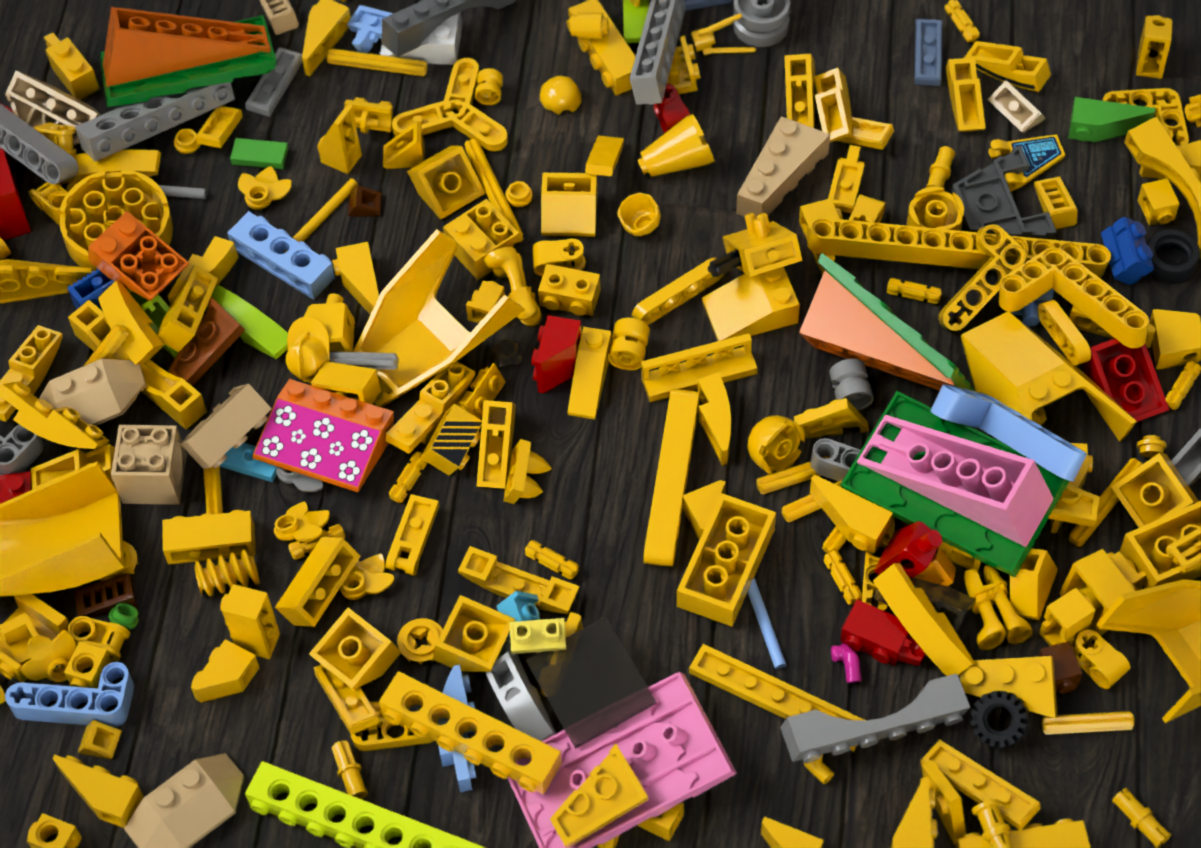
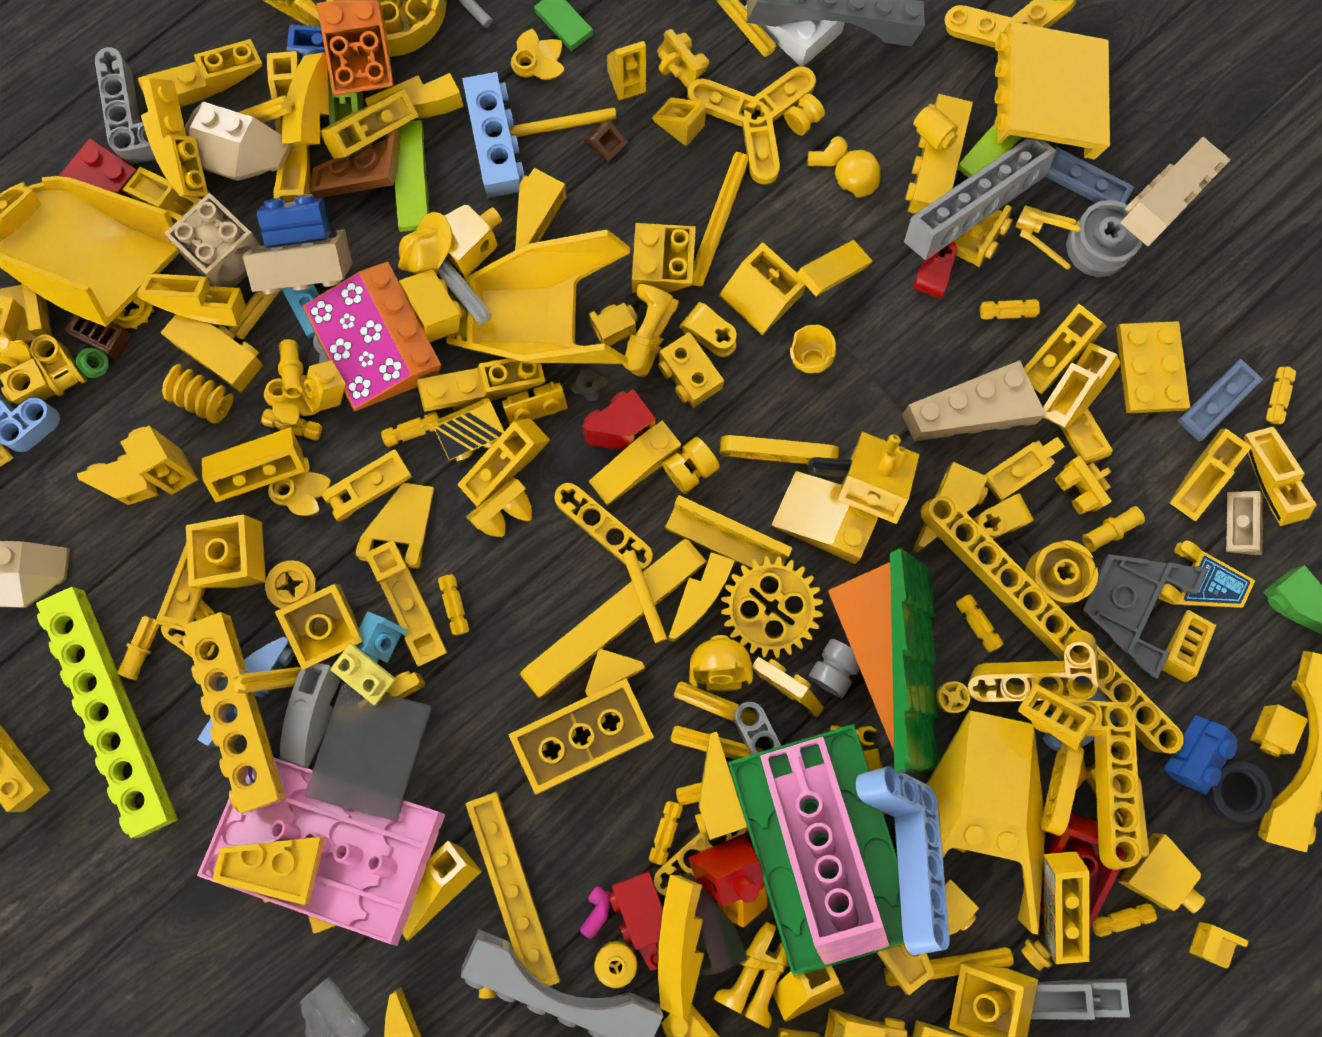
camera: 35 degrees right, 20 degrees up
(169, 506) = (193, 298): none -> yellow slope
(199, 398) = (293, 221): none -> blue brick
(282, 502) = (290, 368): none -> yellow pin
(320, 493) = (323, 387): none -> yellow brick
(446, 181) = (685, 178): yellow slope -> none
(456, 533) = (401, 520): none -> yellow flag
(474, 693) = (265, 680): none -> yellow axle
(519, 194) = (735, 241): yellow plate -> none
(530, 101) = (830, 155): none -> yellow arm
(607, 425) = (605, 524): none -> yellow beam
(677, 150) = (903, 314): yellow cone -> none
(681, 439) = (644, 596): none -> yellow bar
(725, 714) = (444, 878): none -> yellow slope
(742, 100) = (1009, 309): none -> yellow axle
(766, 626) = (566, 816): light blue bar -> none
(768, 359) = (753, 628): none -> yellow gear
(868, 65) = (1152, 367): none -> yellow plate
(893, 677) = (623, 955): none -> yellow head
(896, 157) = (1089, 483): none -> yellow hips
(946, 338) = (957, 699): none -> yellow wheel
(1030, 281) = (1051, 725): none -> yellow slope
(1138, 394) = (1066, 907): none -> yellow brick

